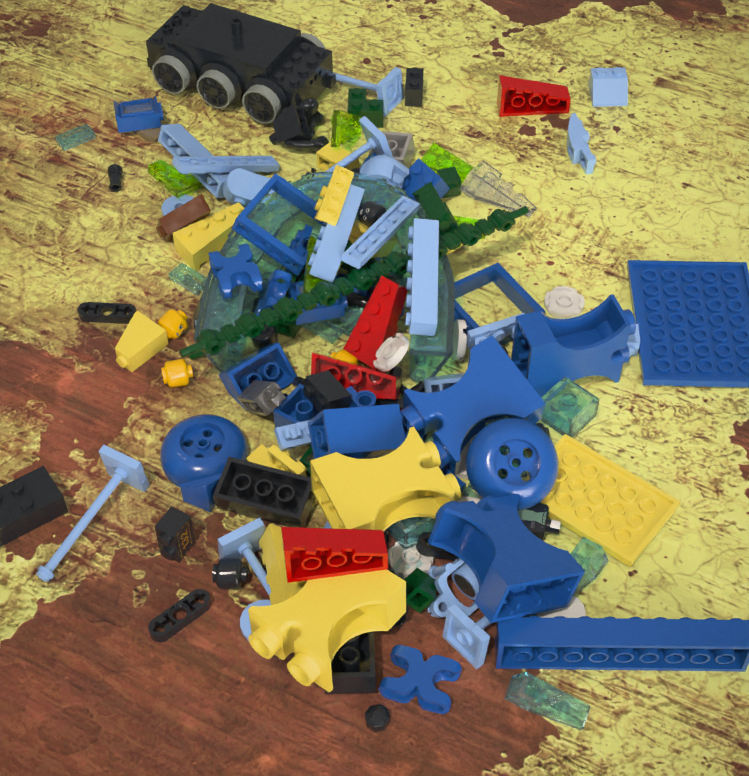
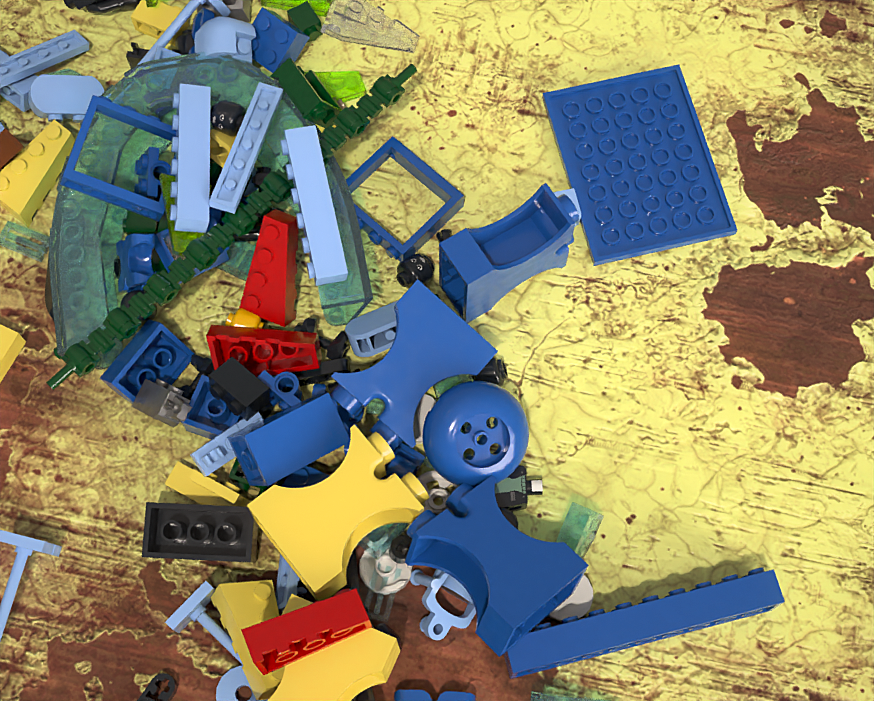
camera: 15 degrees left, 20 degrees up
(174, 323) = (23, 316): yellow head -> none
(175, 534) = (111, 617): black brick -> none
(176, 373) = (43, 392): yellow head -> none
(190, 454) = (90, 465): blue brick -> none
(201, 492) = (126, 545): blue slope -> none
(229, 574) = (188, 645): black head -> none
(235, 271) = (82, 246): blue piece -> none
(325, 330) = (214, 279): clear light blue tile -> none
(333, 196) = (175, 111): light yellow bracket -> none
(391, 352) = (300, 311): white tile -> none
(420, 590) = (406, 613): dark green brick -> none
(459, 340) = (374, 264): white tile -> none
(466, 635) = (473, 657): light blue tile -> none
(498, 329) = (415, 244): light blue plate -> none
(564, 302) = (480, 170): white tile -> none
(569, 407) = (517, 325): clear light blue brick -> none
(606, 502) = (584, 437): light yellow plate -> none

